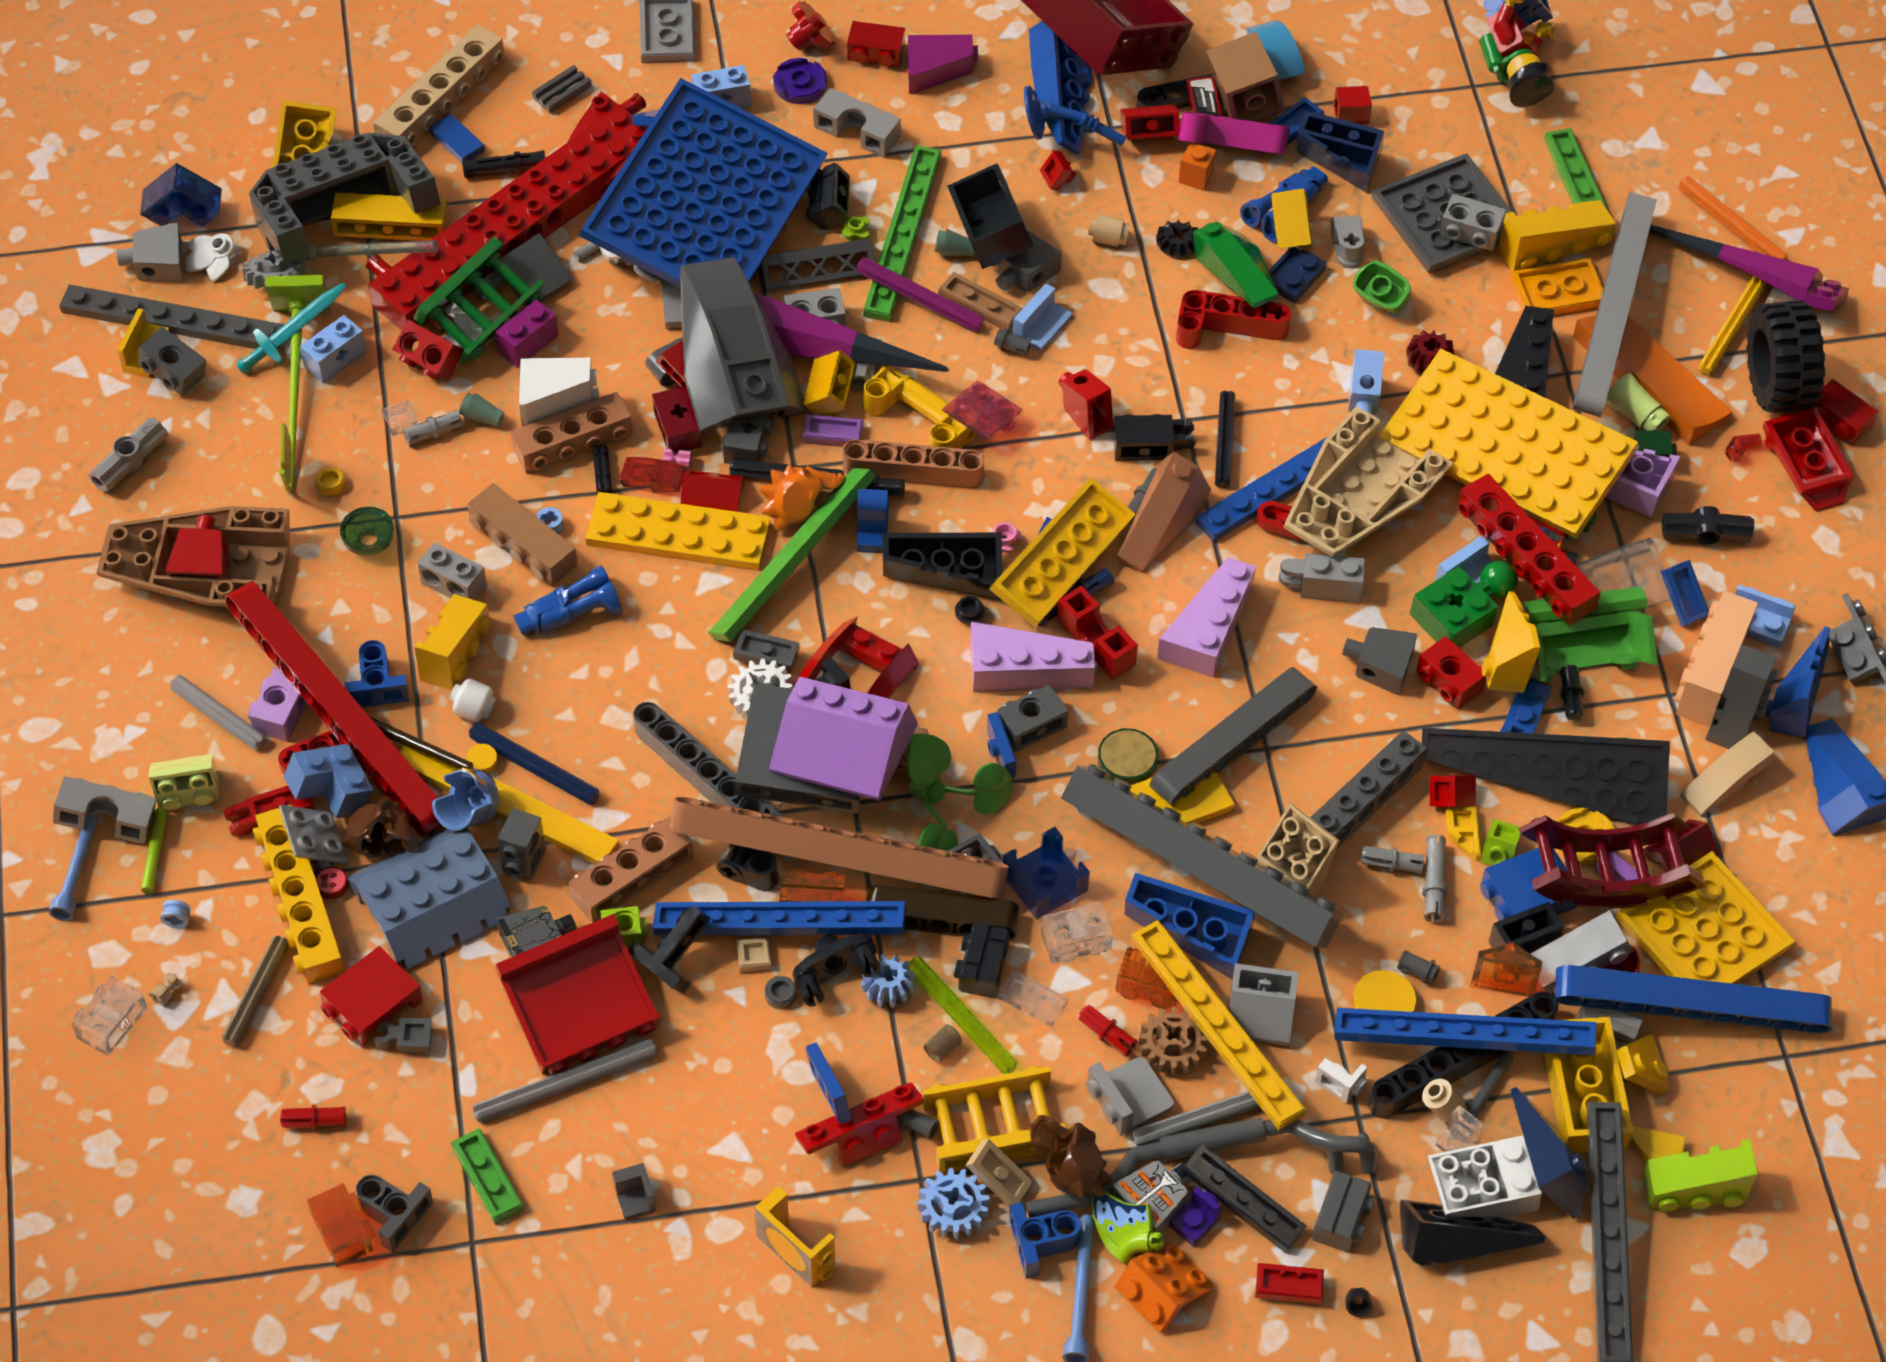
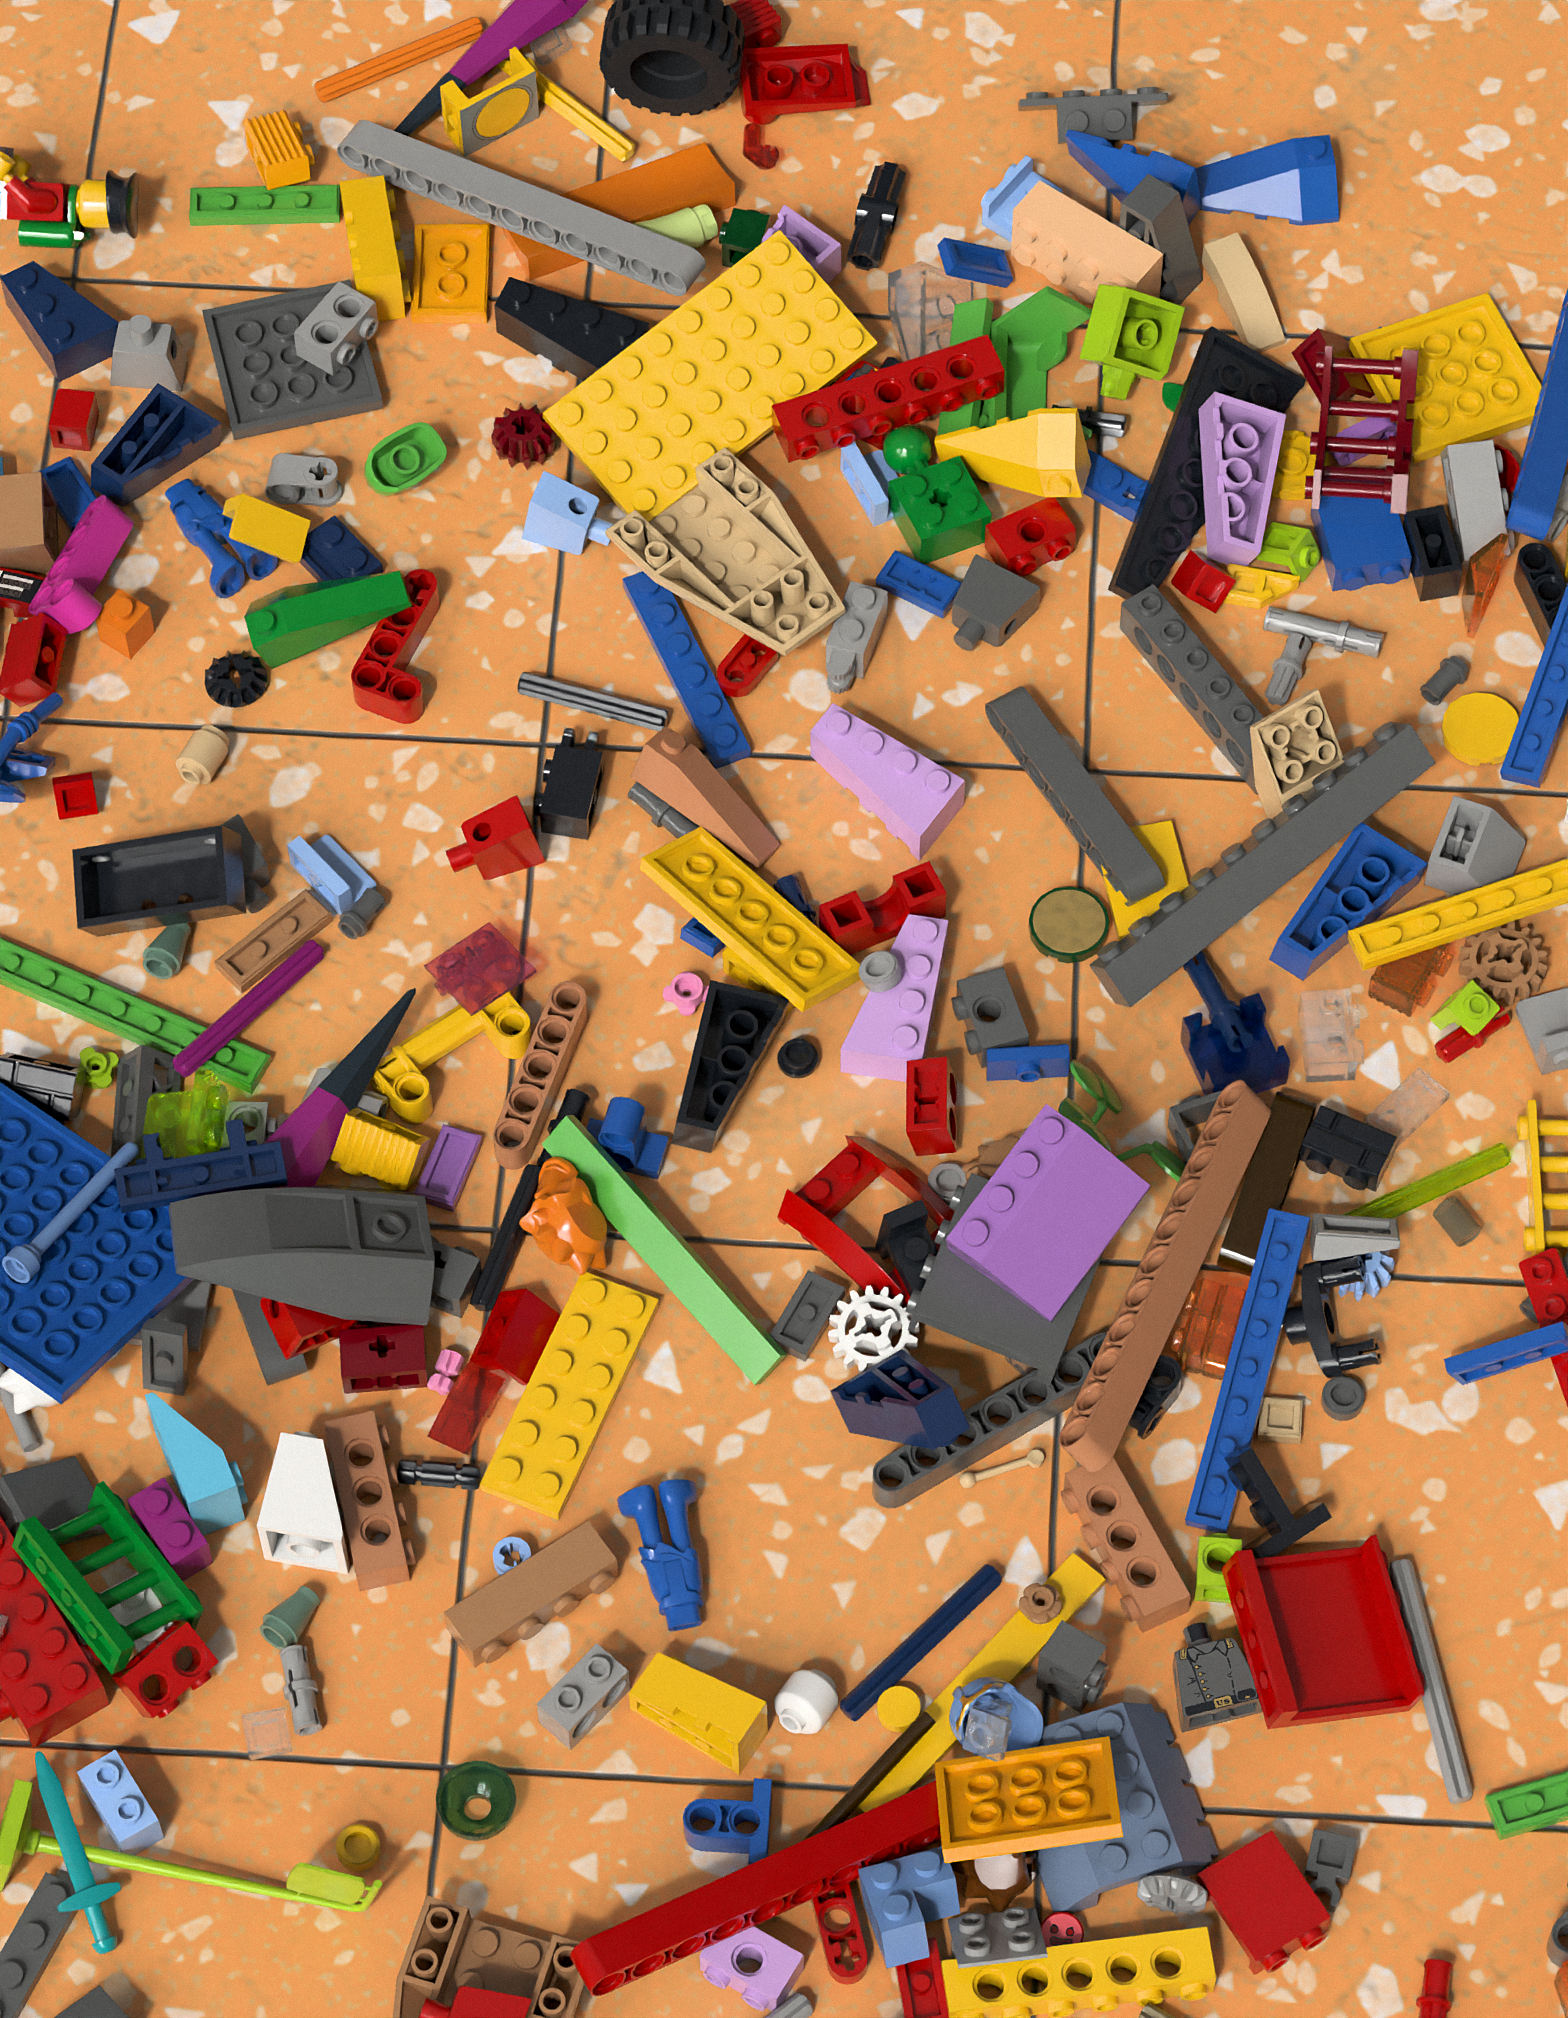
camera: 75 degrees left, 5 degrees up
(365, 934) = (1172, 1893): none -> light grey gear
(397, 815) = (1028, 1800): none -> light orange plate
(456, 792) = (989, 1729): none -> clear bracket
(570, 326) = (205, 1480): none -> medium azure slope
(570, 829) = (1036, 1613): none -> medium nougat plate
(643, 303) = (164, 1356): none -> dark grey plate
(665, 771) = (1034, 1459): none -> tan hinge
(675, 193) = (25, 1260): none -> medium blue piece
(699, 707) = (901, 1404): none -> dark blue wedge
(760, 263) = (167, 1180): none -> dark blue hinge
(812, 272) = (188, 1120): none -> clear neon green bracket
(890, 943) = (1351, 1235): none -> light grey slope
(944, 689) = (931, 1106): none -> red brick
(1036, 630) = (880, 971): none -> light grey tile
(1071, 856) = (1224, 1013): none -> dark blue pin
(1120, 1017) = (1466, 1007): none -> lime bracket
(1389, 607) = (918, 584): none -> blue plate
(1412, 119) = (147, 355): none -> light grey torso
(1426, 78) = (58, 320): none -> dark blue wedge
(1545, 788) = (1238, 474): none -> lavender wedge
(1617, 164) = (278, 149): none -> light orange brick
(1640, 709) = (1130, 337): none -> lime hinge
(1703, 277) = (493, 112): none -> yellow panel

